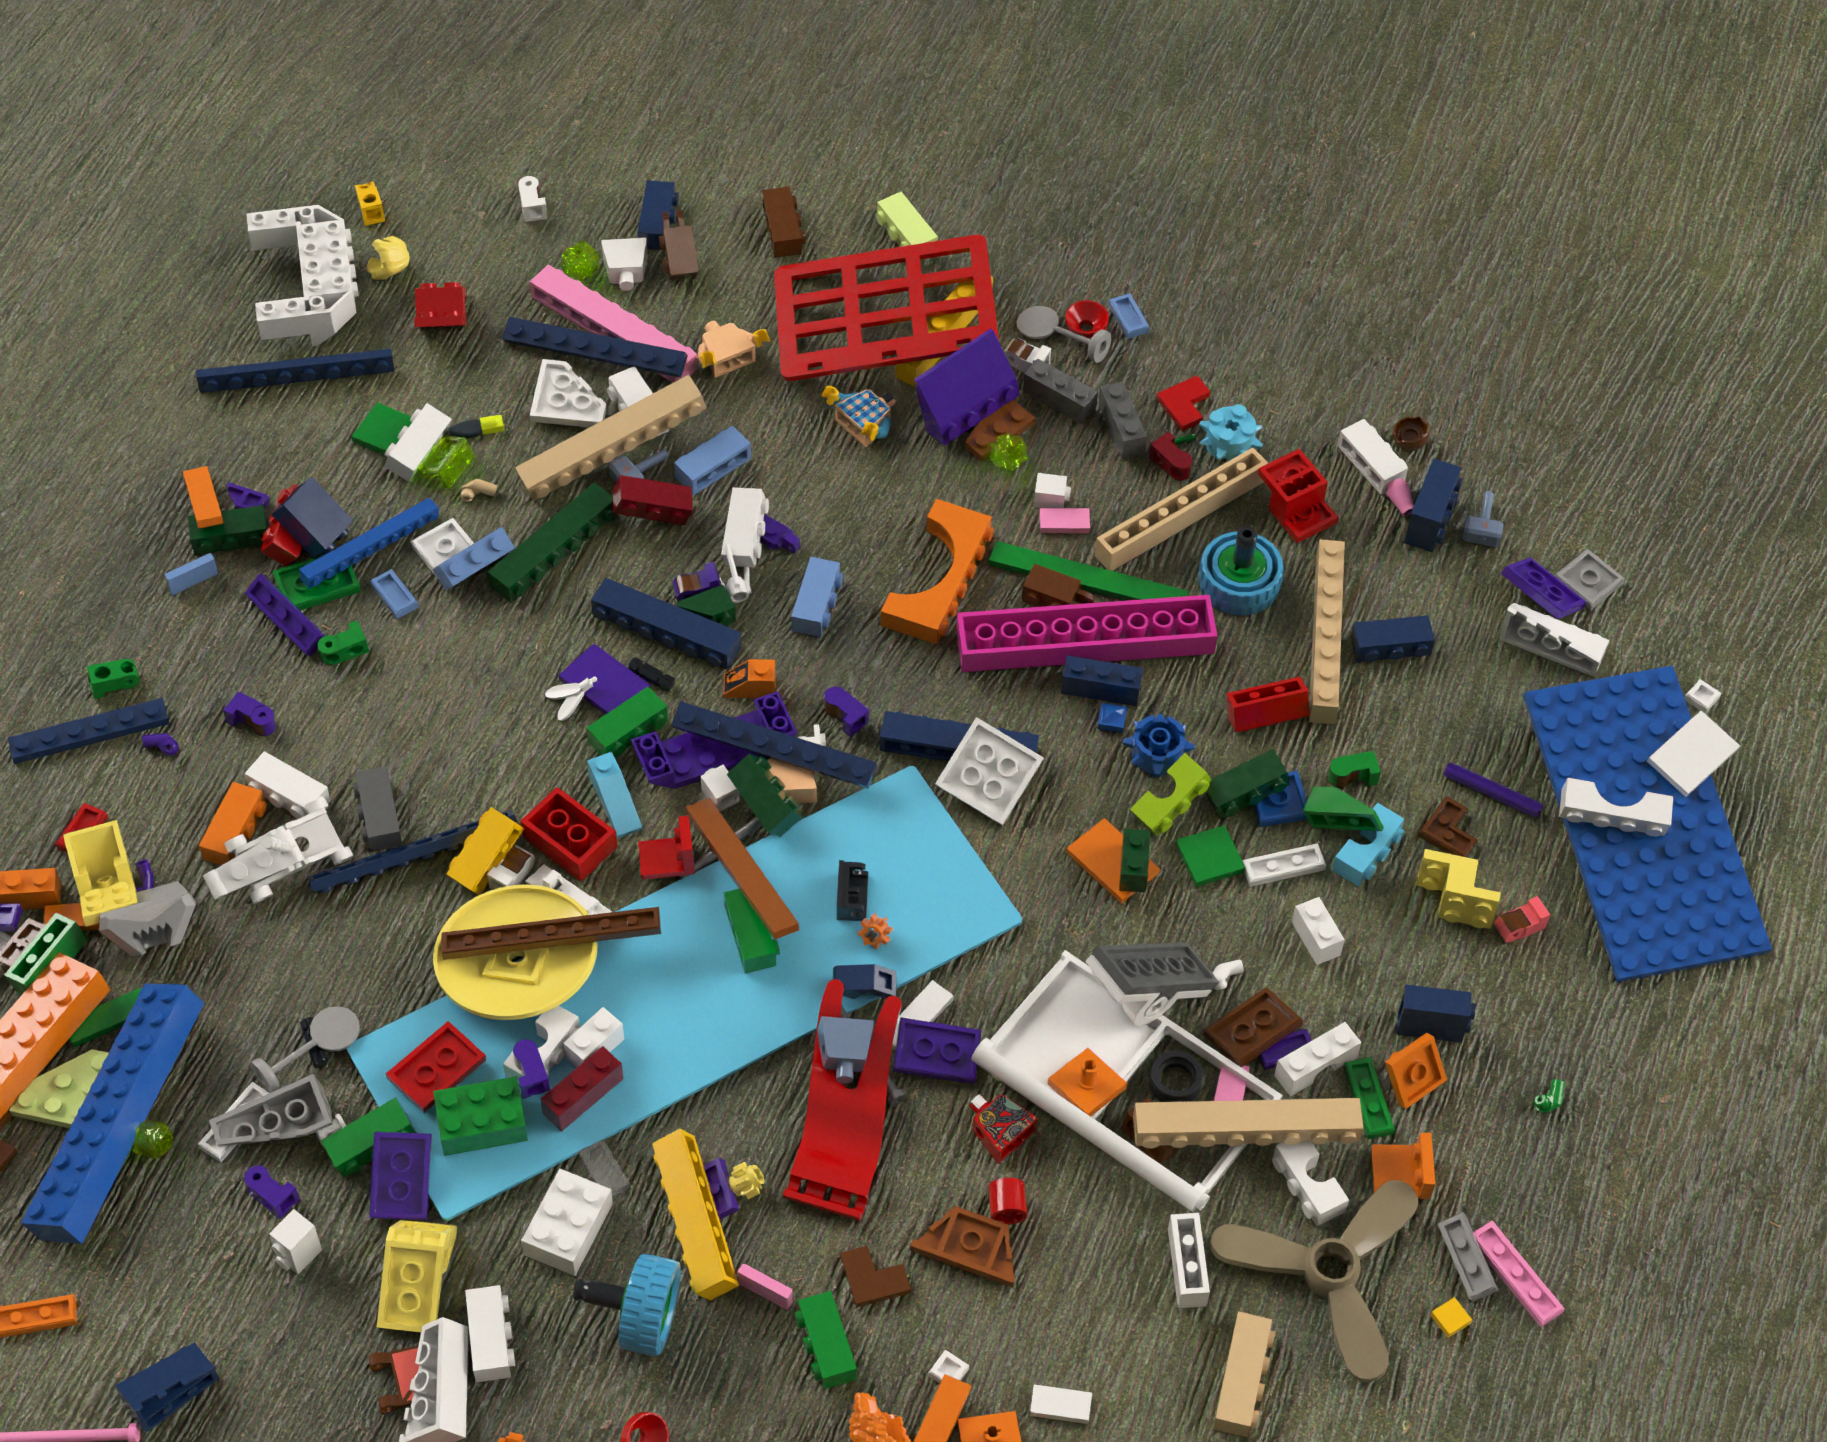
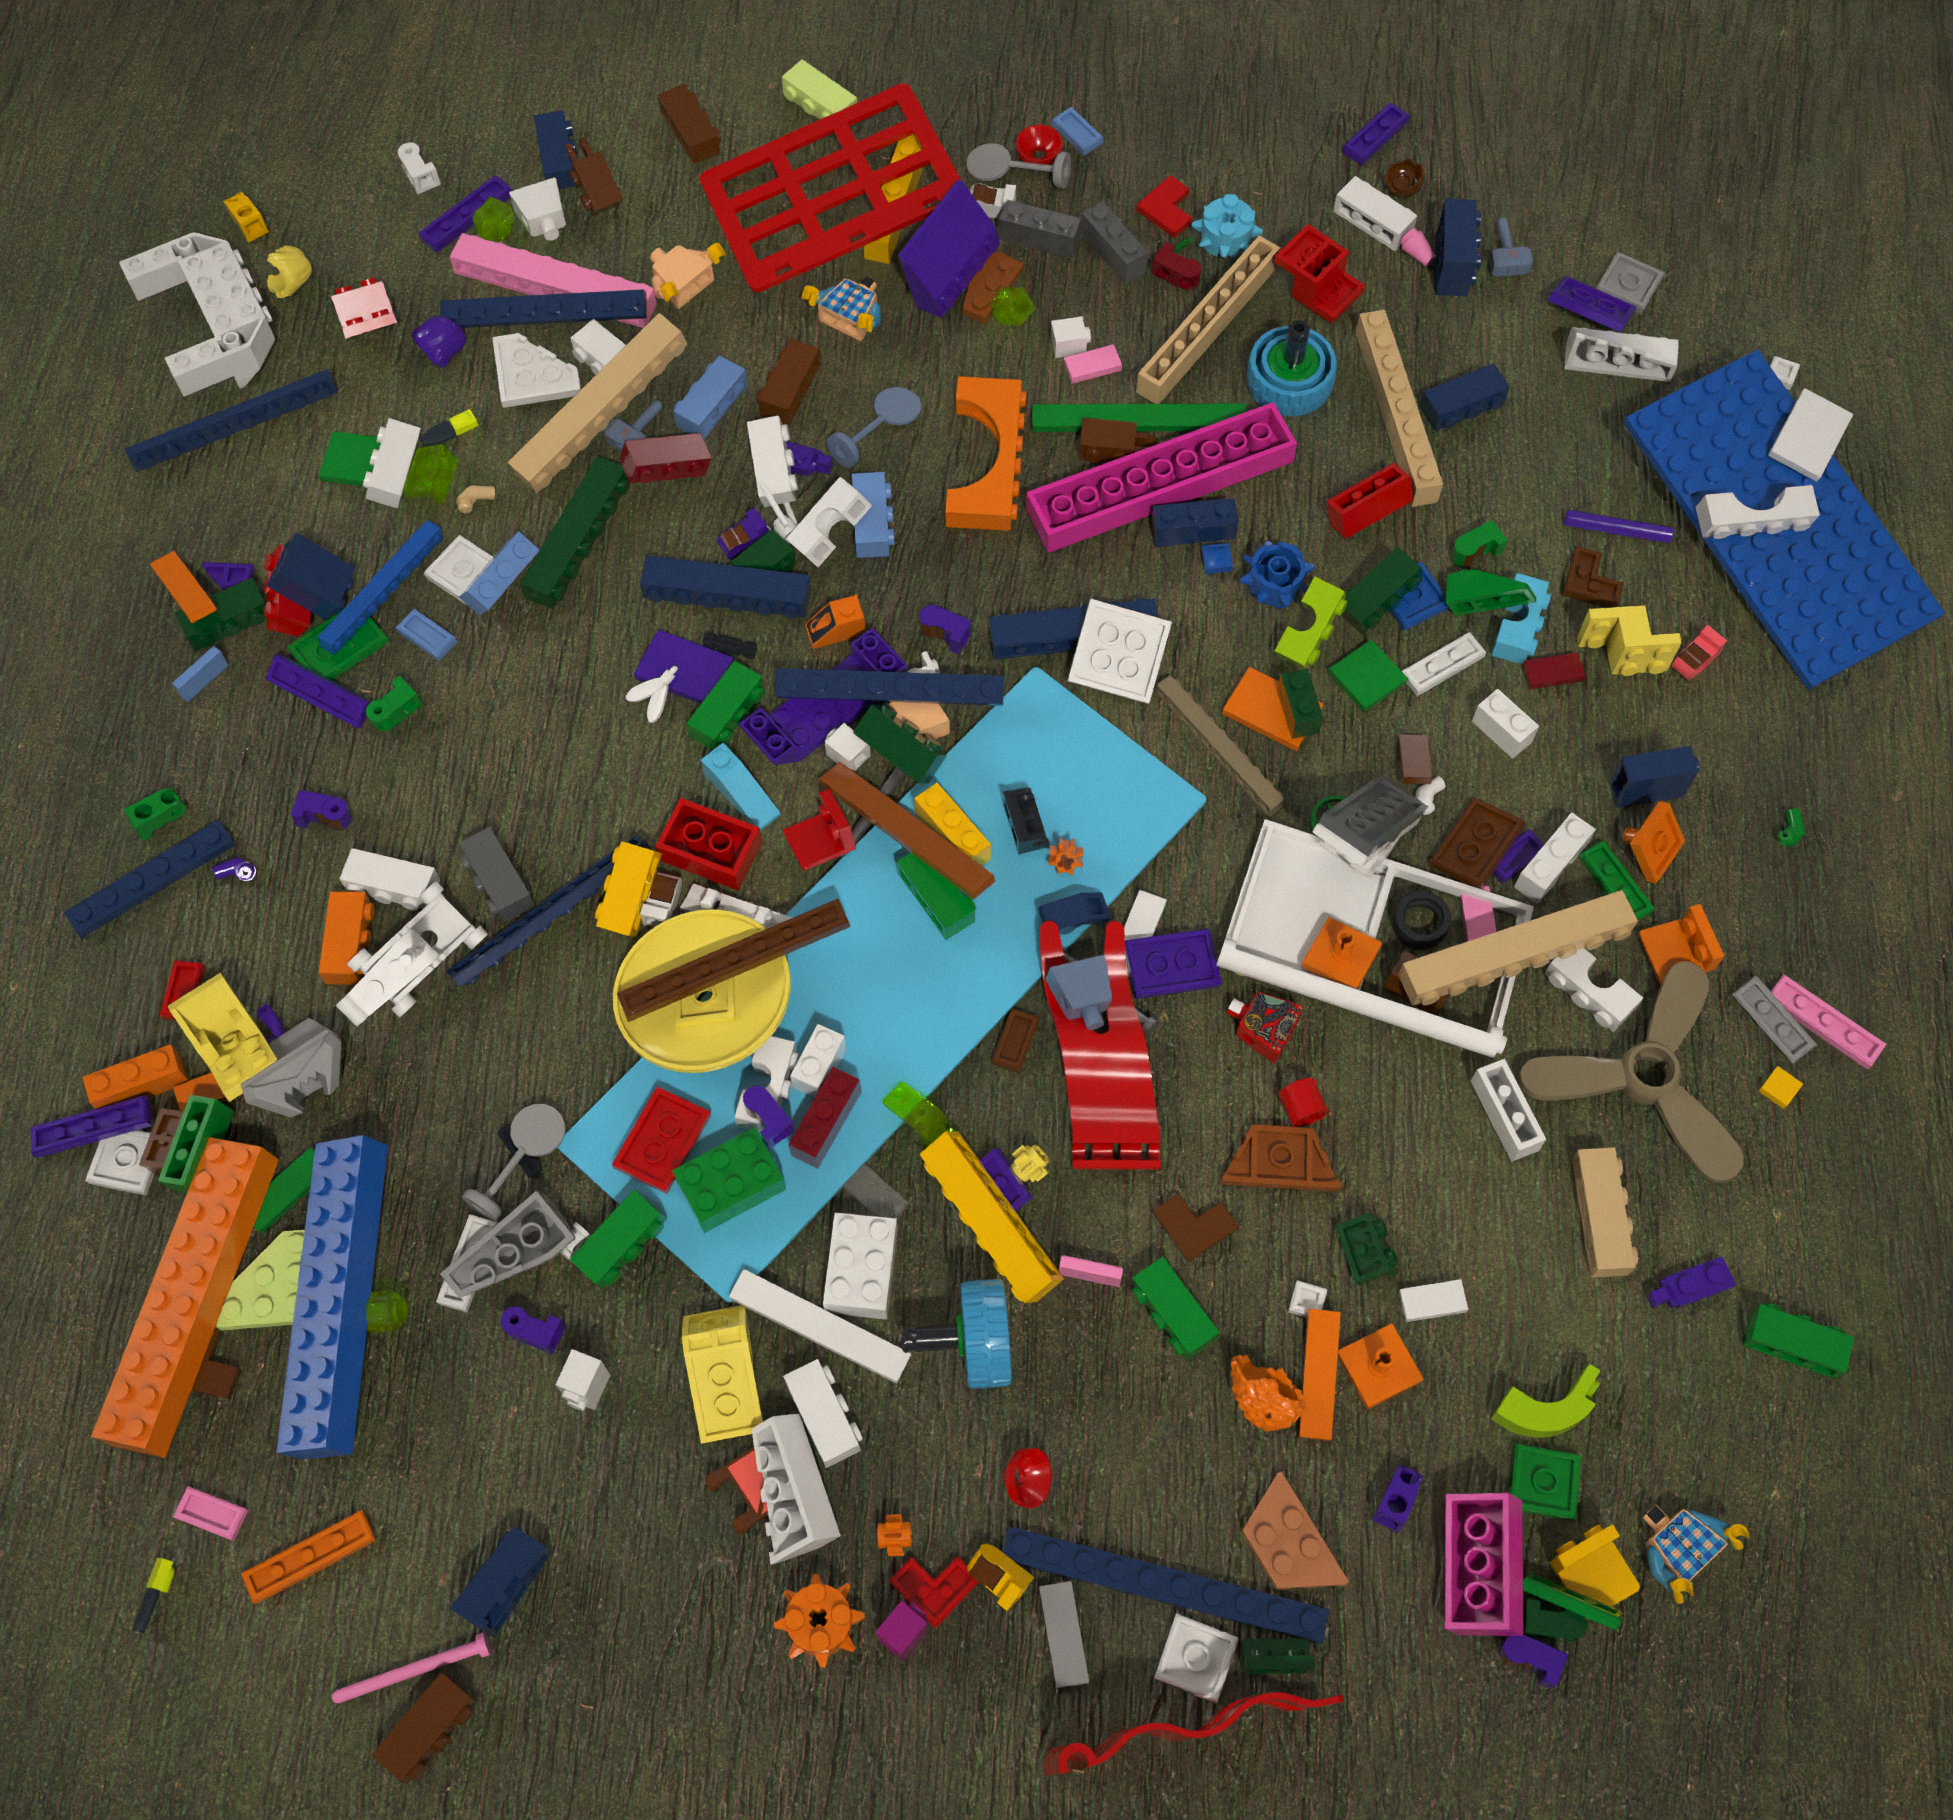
camera: 15 degrees left, 10 degrees up
(400, 1175) = (668, 1271): dark purple tile -> none
(496, 349) = (439, 339): none -> dark purple hair
(514, 1262) = (820, 1326): none -> white tile
(550, 251) = (460, 216): none -> dark purple tile
(663, 1108) = (917, 1112): none -> clear neon green bracket
(758, 597) = (837, 504): none -> white arch
(775, 1076) = (1015, 1040): none -> reddish brown tile
(784, 876) = (944, 817): none -> yellow brick
(787, 464) = (789, 381): none -> reddish brown brick
(870, 510) = (892, 406): none -> sand blue piece
(1018, 1341) = (1367, 1248): none -> dark green bracket
(1052, 879) = (1220, 746): none -> dark tan piece
(1223, 938) = (1414, 759): none -> reddish brown tile
(1383, 899) = (1553, 671): none -> dark red tile
(1402, 387) = (1375, 133): none -> dark purple tile

